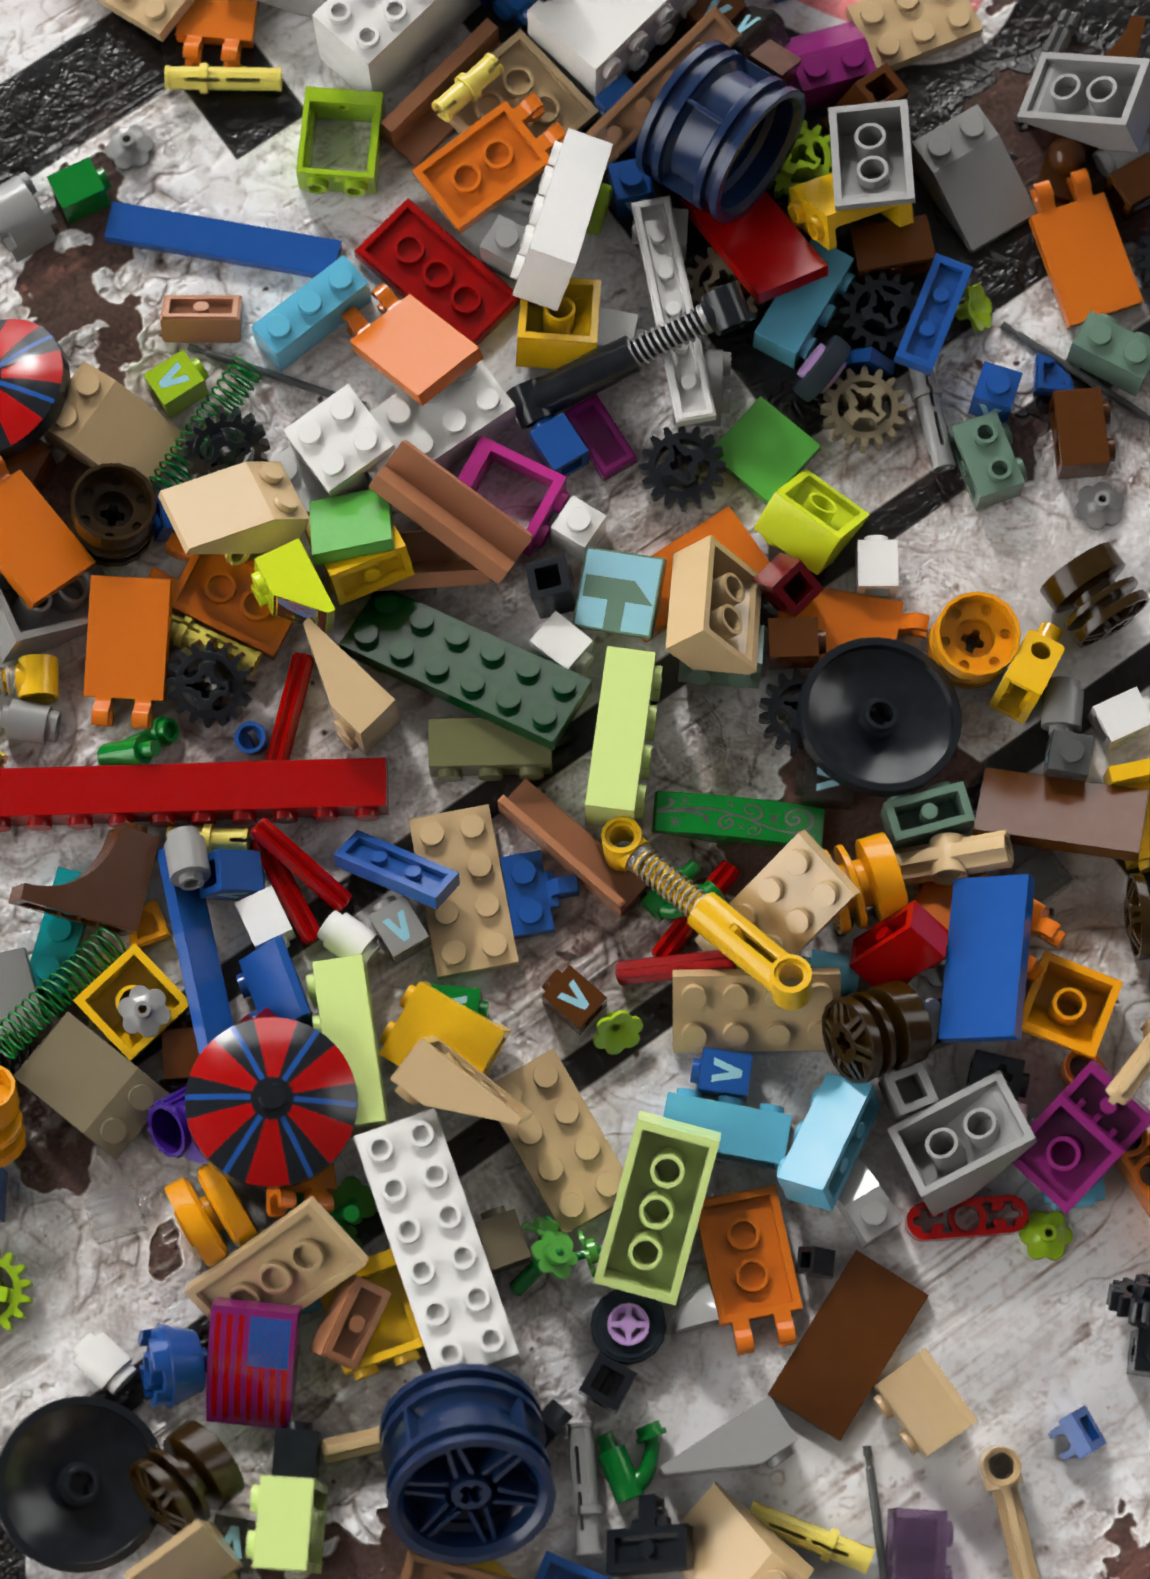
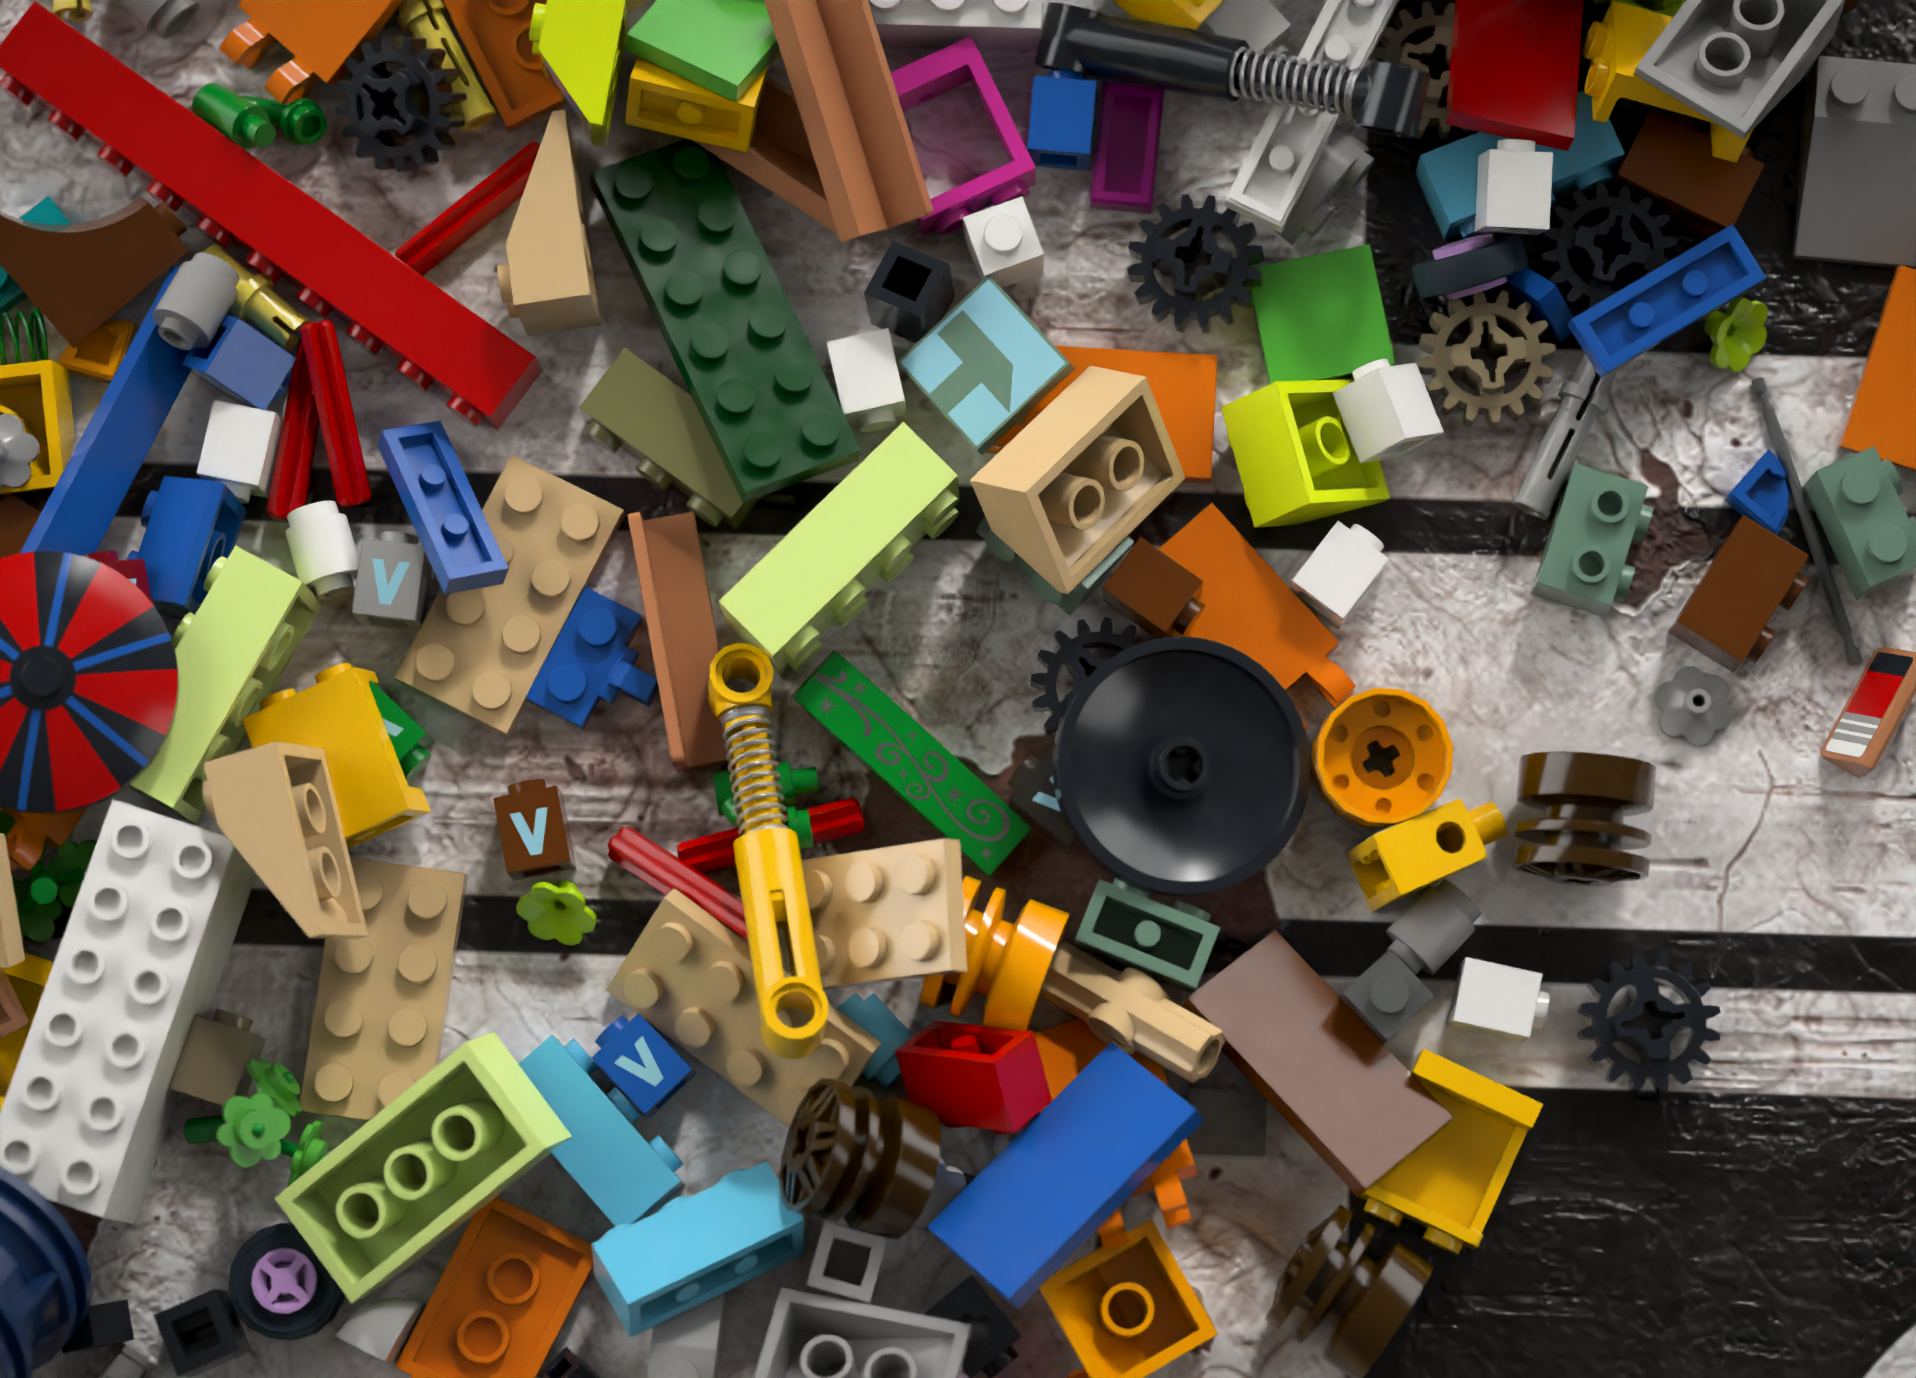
camera: 40 degrees right, 5 degrees up
(245, 742) = (391, 209): blue hinge -> none
(788, 584) = (1201, 512): dark red brick -> none
(817, 312) = (1514, 189): none -> white brick
(836, 469) = (1387, 410): none -> white brick
(995, 391) = (1670, 461): blue brick -> none

